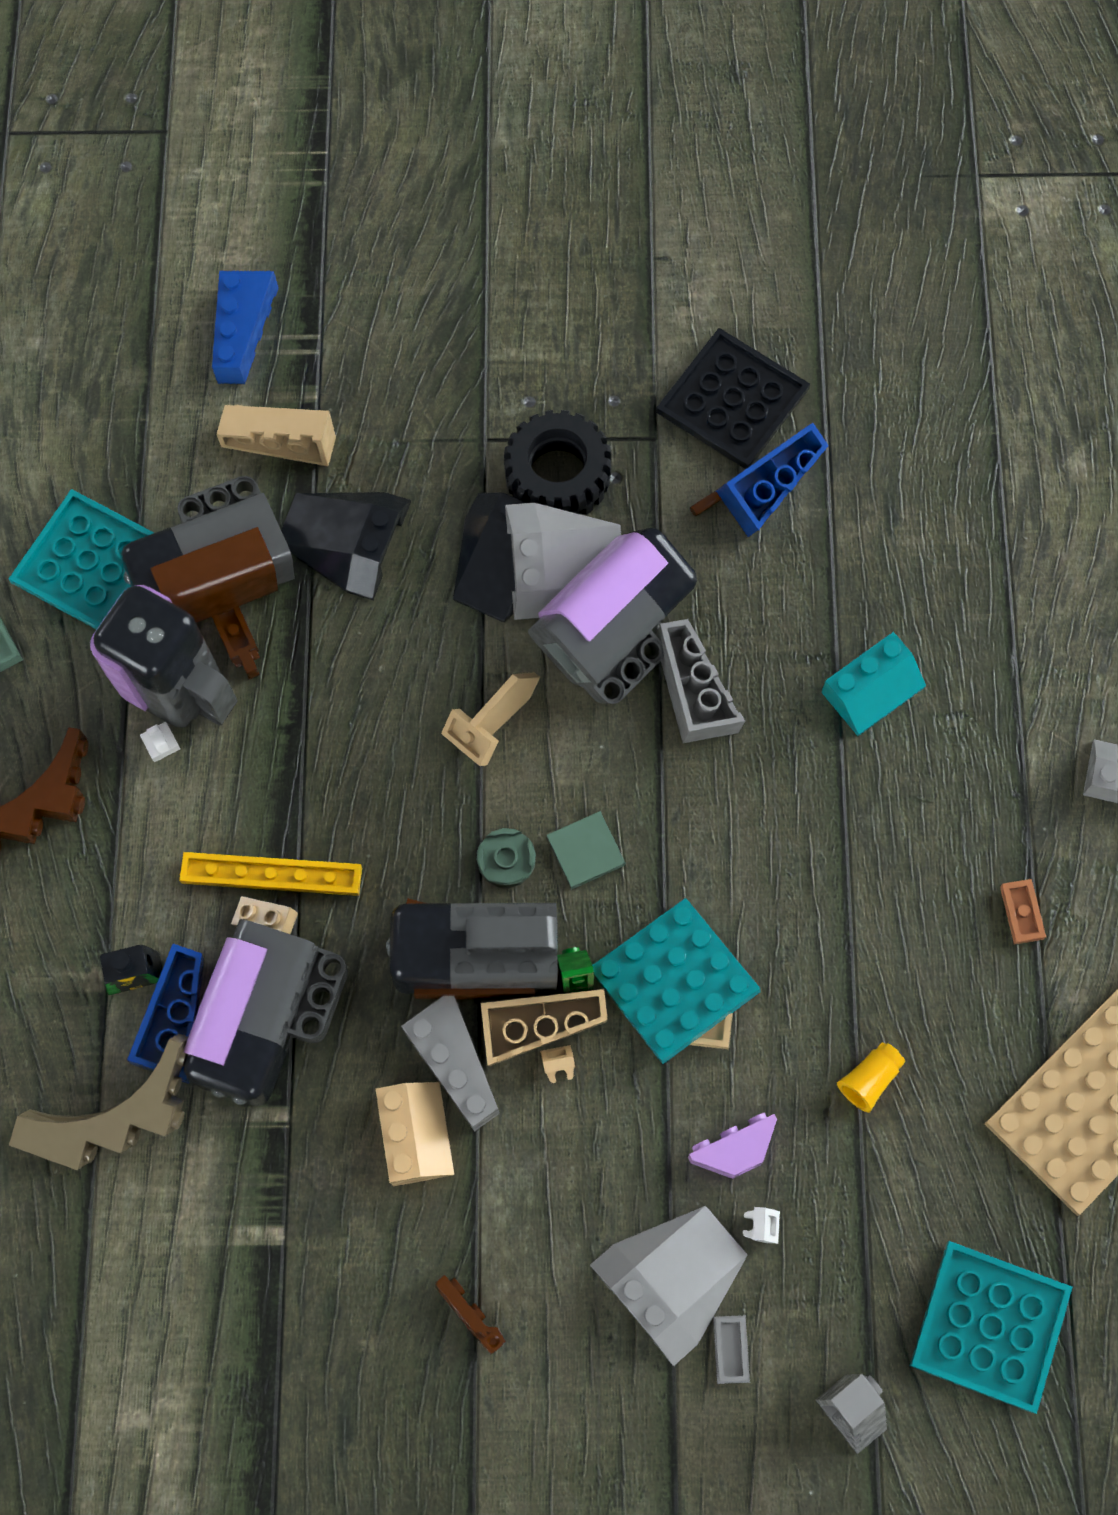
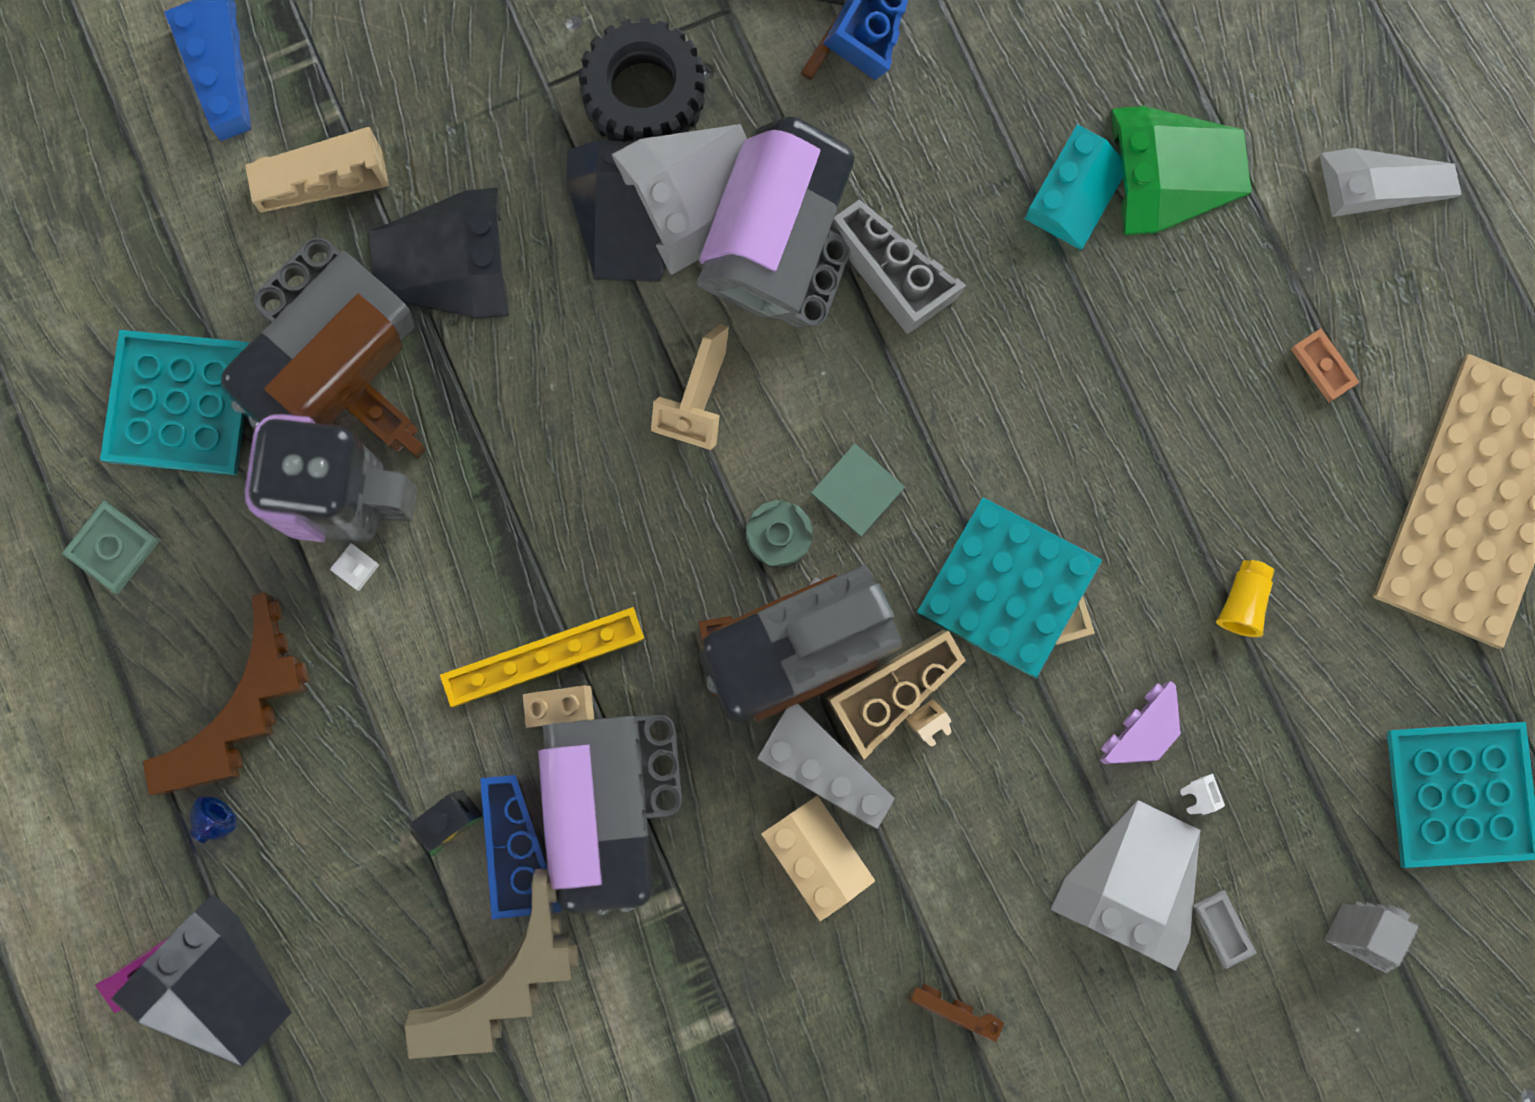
camera: 30 degrees left, 10 degrees up
(575, 970) = (911, 621): green slope -> none
(965, 702) = (1176, 167): none -> green wedge

